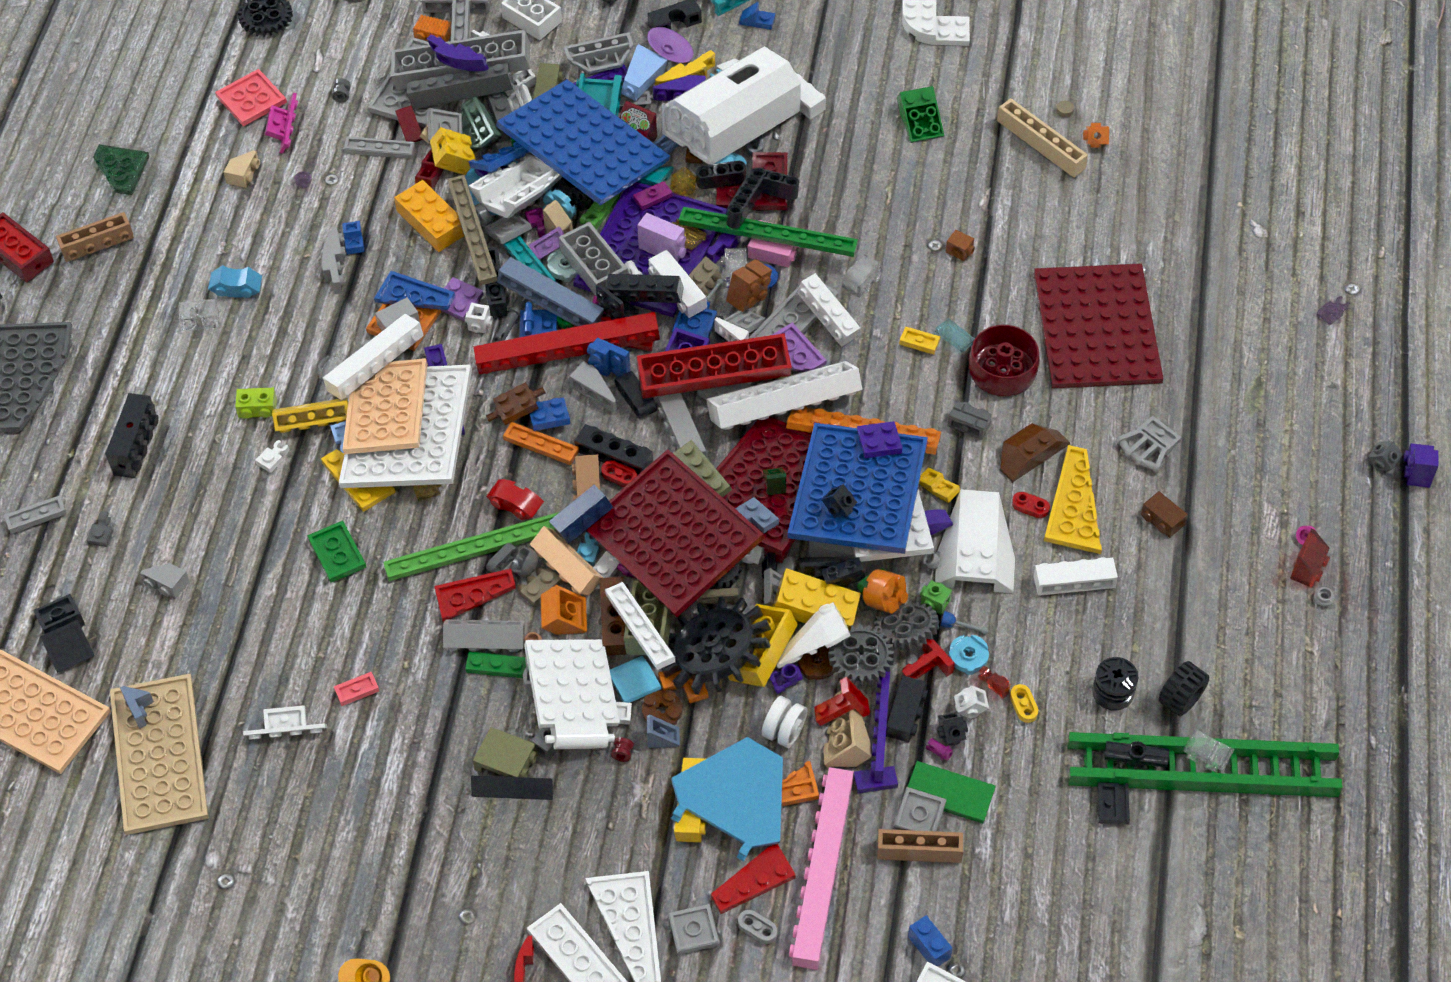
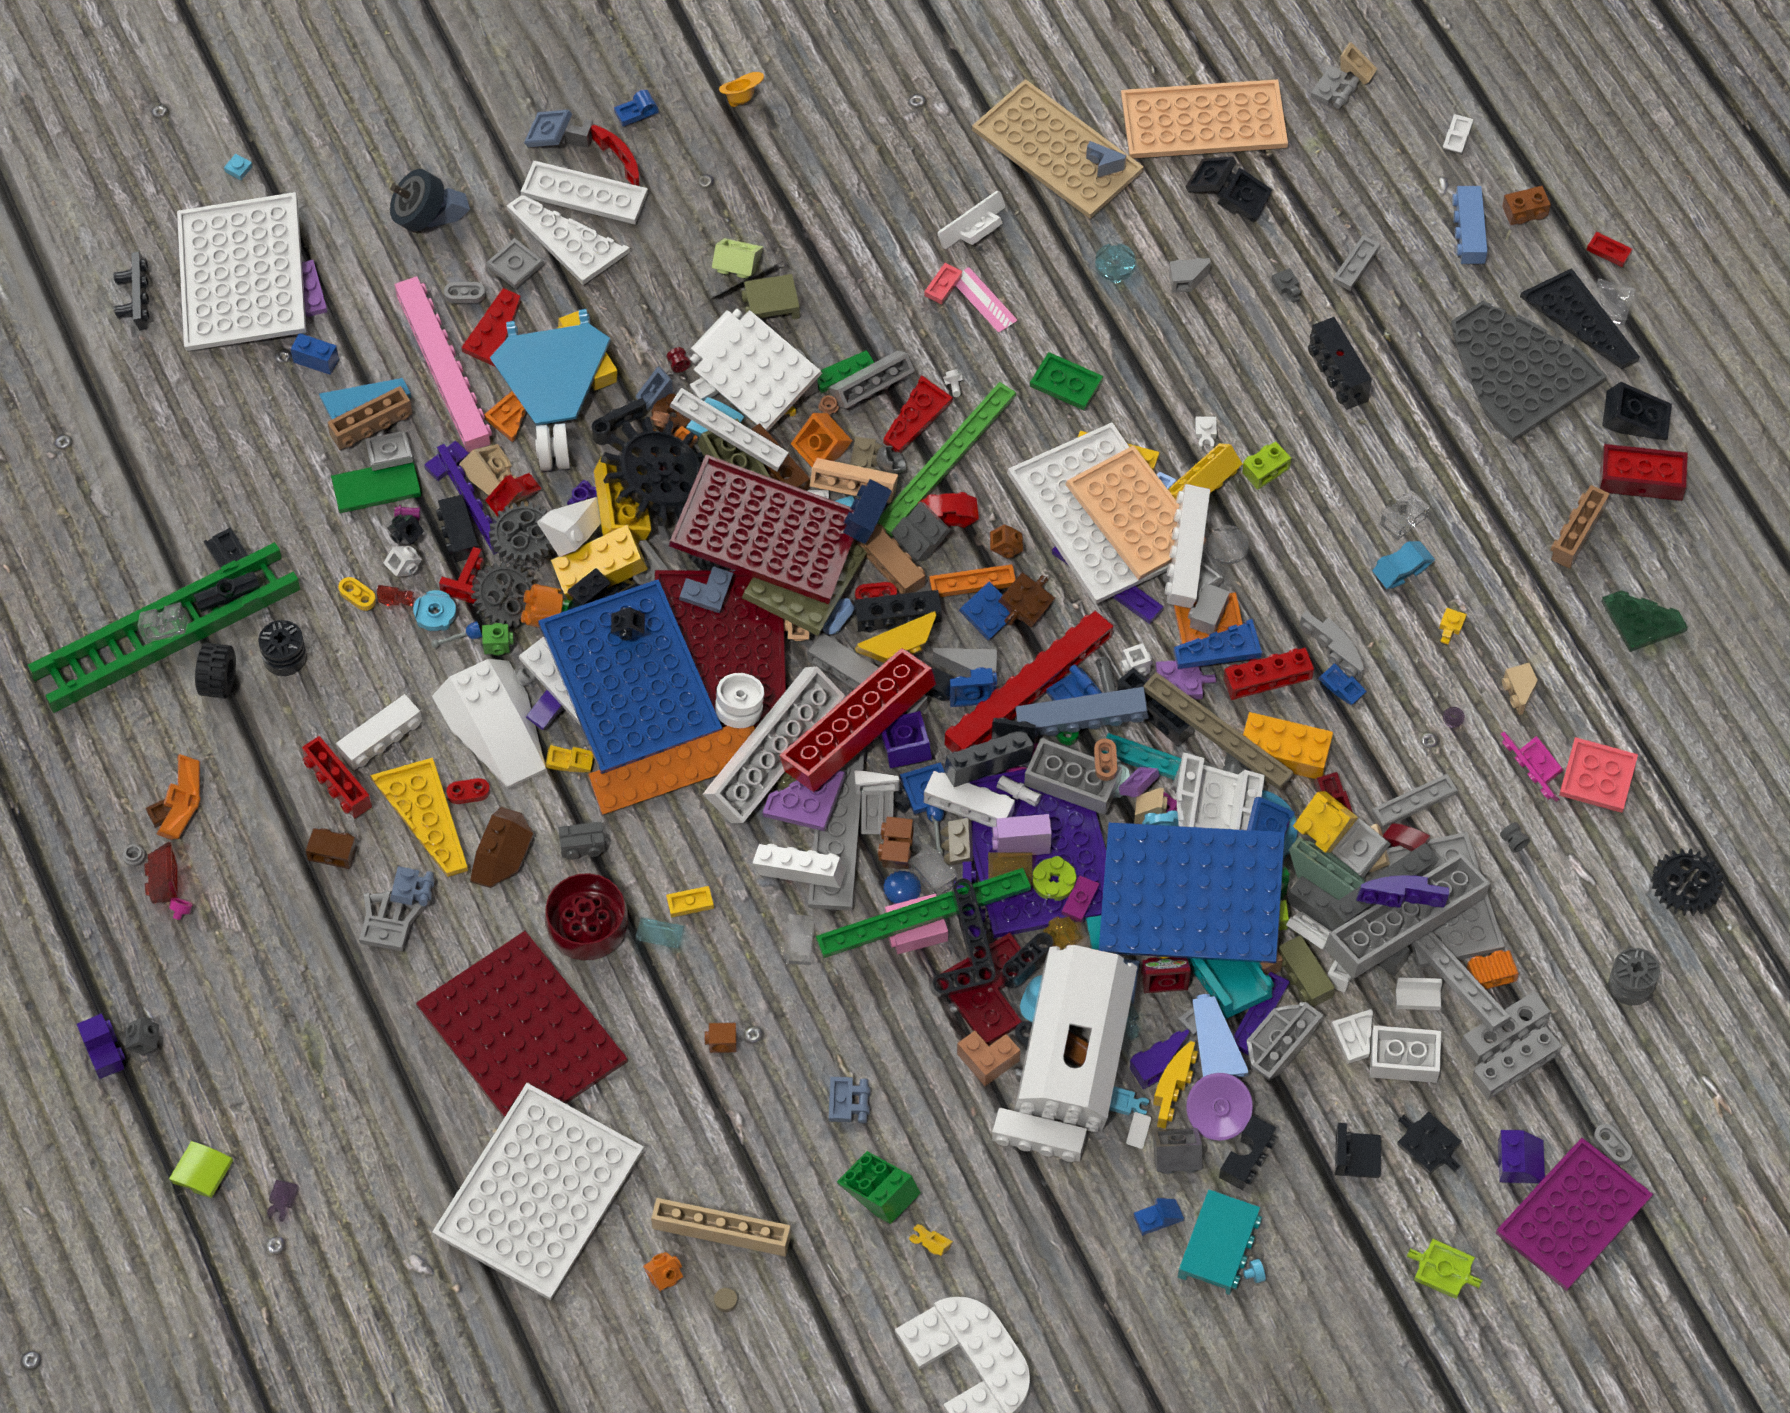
camera: 145 degrees right, 5 degrees up
(209, 635) = (1114, 272): none -> clear light blue plate
(243, 235) = (1451, 623): none -> yellow plate
(335, 660) = (985, 300): none -> bright pink sticker
(382, 261) = (1268, 673): none -> red brick
(417, 606) = (953, 377): none -> white plate
(493, 450) = (1006, 541): none -> dark orange brick
(500, 814) = (736, 257): none -> yellowish green slope
(502, 558) = (915, 456): dark grey beam -> none
(549, 491) = (920, 532): none -> dark grey plate
(550, 43) = (1354, 1035): none -> white wing
(565, 242) = (1105, 761): none -> nougat plate
(634, 417) = (908, 636): none -> yellow wedge
(665, 208) = (1054, 867): none -> lime plate
(674, 697) = (660, 418): none -> nougat plate
(711, 727) = (616, 418): none -> black plate
(716, 38) = (1177, 1150): none -> flat silver slope
(775, 481) = (714, 637): dark green slope -> none
(789, 426) = (739, 700): none -> white wheel
(791, 140) = (985, 1060): none -> nougat brick
(879, 439) = (643, 736): dark purple plate -> none
(907, 171) = (841, 1099): none -> sand blue plate
(908, 70) = (932, 1240): none -> yellow plate
(914, 878) = (346, 399): none -> dark azure wing
(1124, 454) = (405, 884): none -> sand blue plate
(1130, 559) = (336, 777): none -> red brick
(1150, 218) = (538, 1191): none -> white plate
(1263, 615) = (181, 798): none -> orange plate
(1285, 619) = (157, 813): none -> reddish brown tile
(1383, 354) = (201, 1169): none -> lime slope

